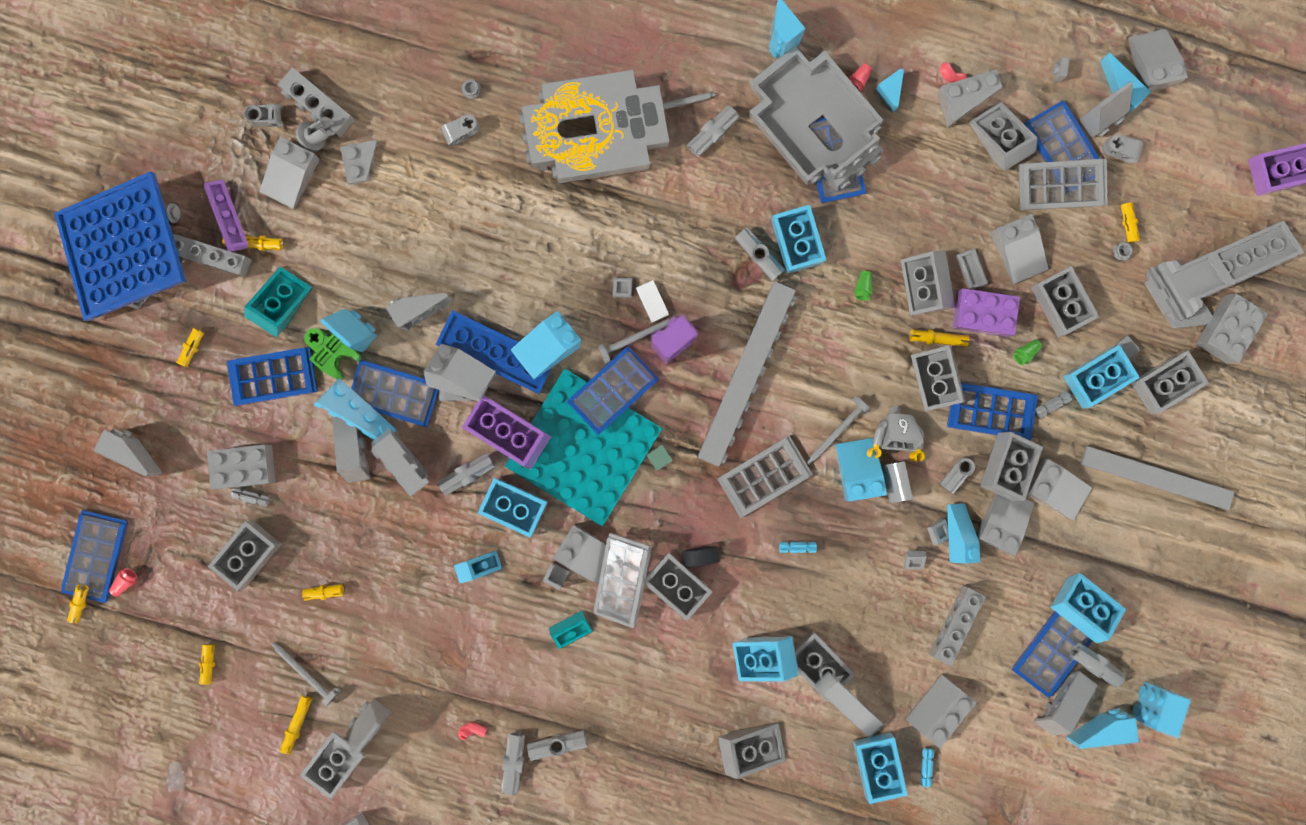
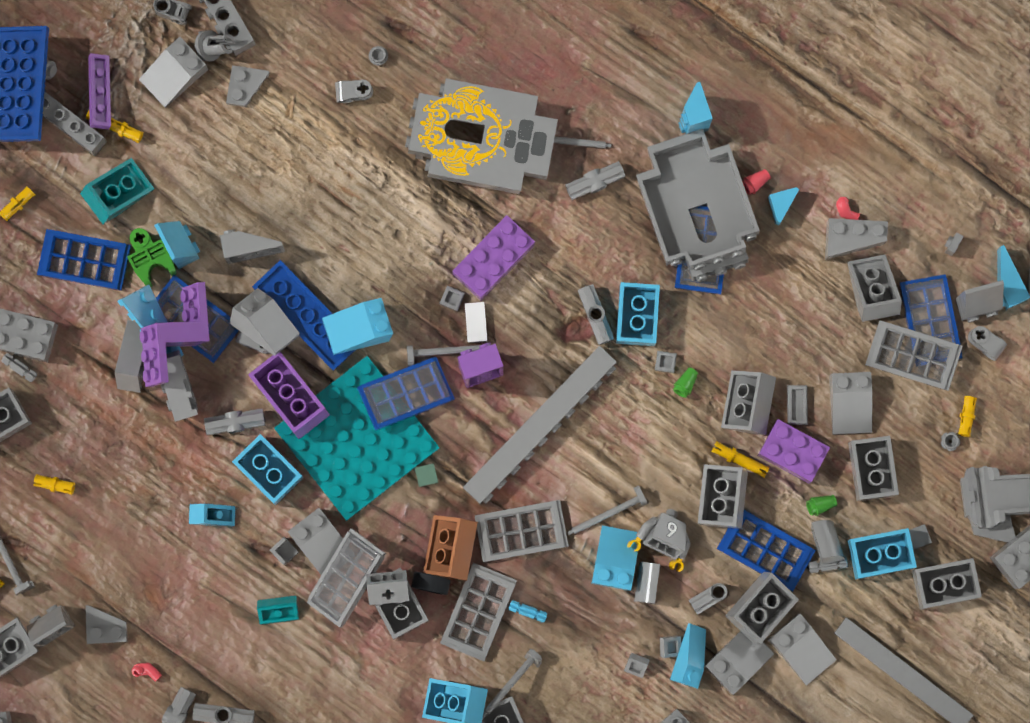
camera: 20 degrees right, 5 degrees down
(368, 420) = (174, 334): none -> medium lavender bracket
(418, 705) = (104, 627): none -> light grey wing
(647, 236) = (493, 257): none -> medium lavender brick
(664, 577) = (387, 587): none -> light grey brick
(706, 516) = (450, 547): none -> nougat slope
(753, 564) = (478, 612): none -> light grey piece
(819, 588) = (532, 657): none -> light grey piece
(838, 274) = (665, 362): none -> light grey tile
(1045, 384) = (827, 541): none -> light grey brick

